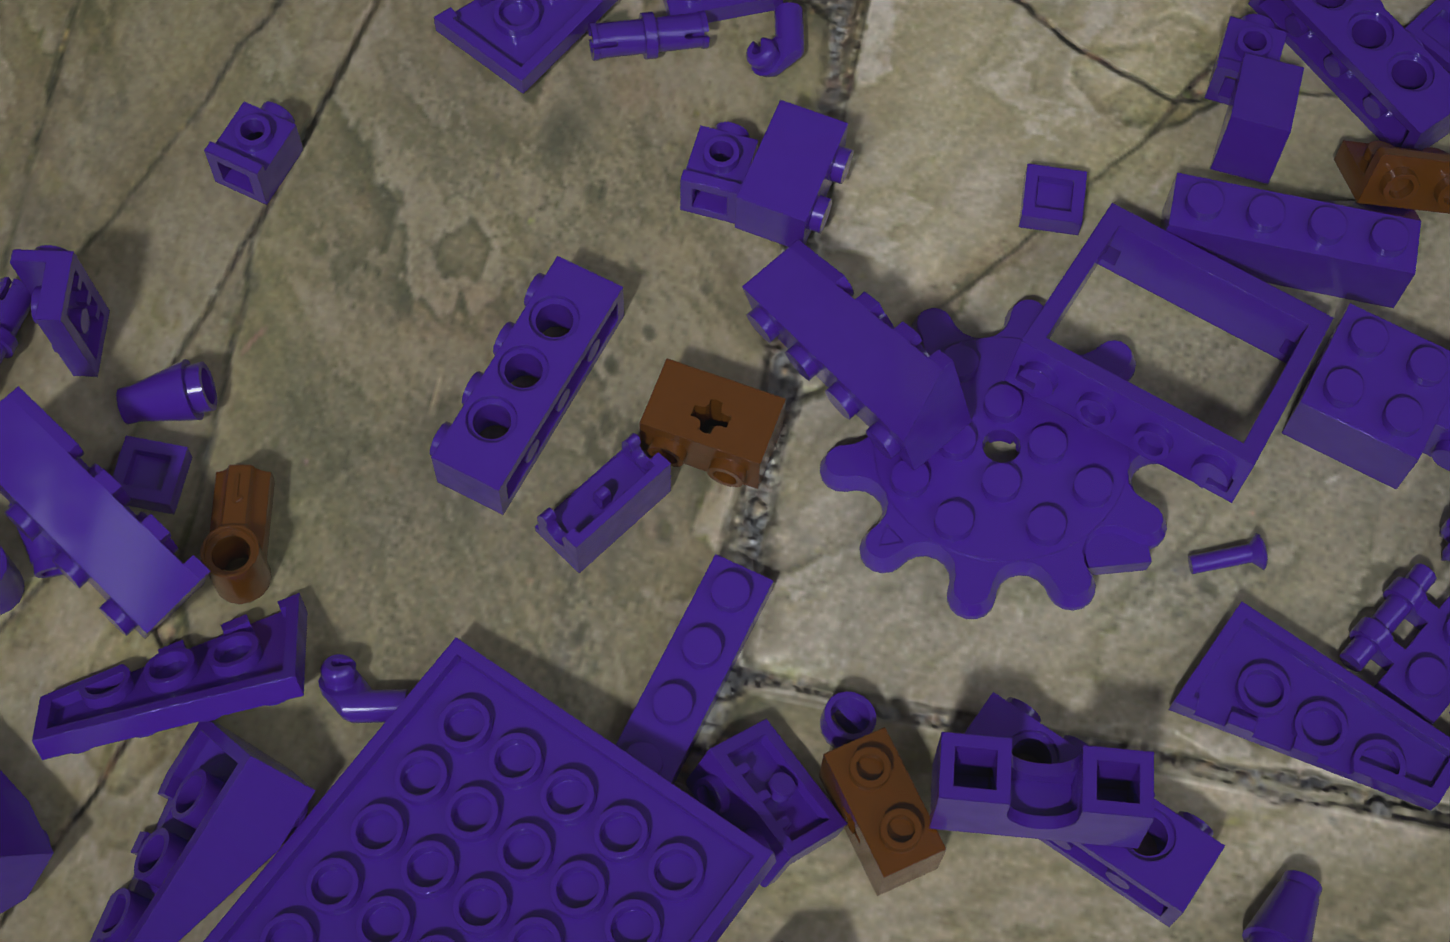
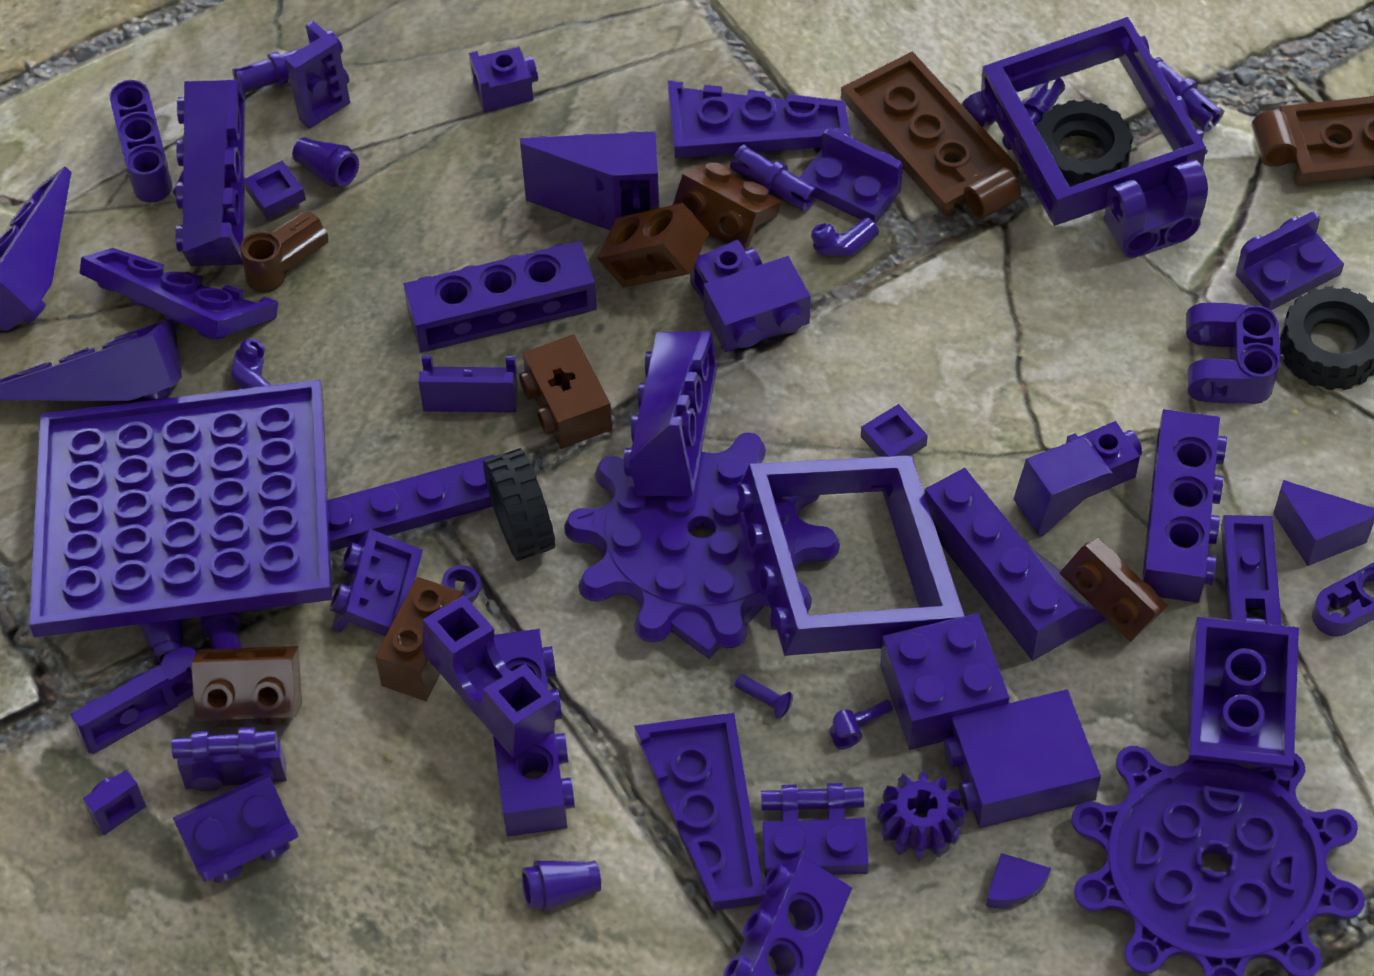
camera: 50 degrees right, 10 degrees down
(499, 174) = (592, 174): none -> dark purple slope
(624, 211) = (653, 245): none -> reddish brown brick
(632, 101) = (726, 203): none -> reddish brown bracket
(827, 583) = (519, 504): none -> black tyre
(1334, 521) = (846, 724): none -> dark purple hand

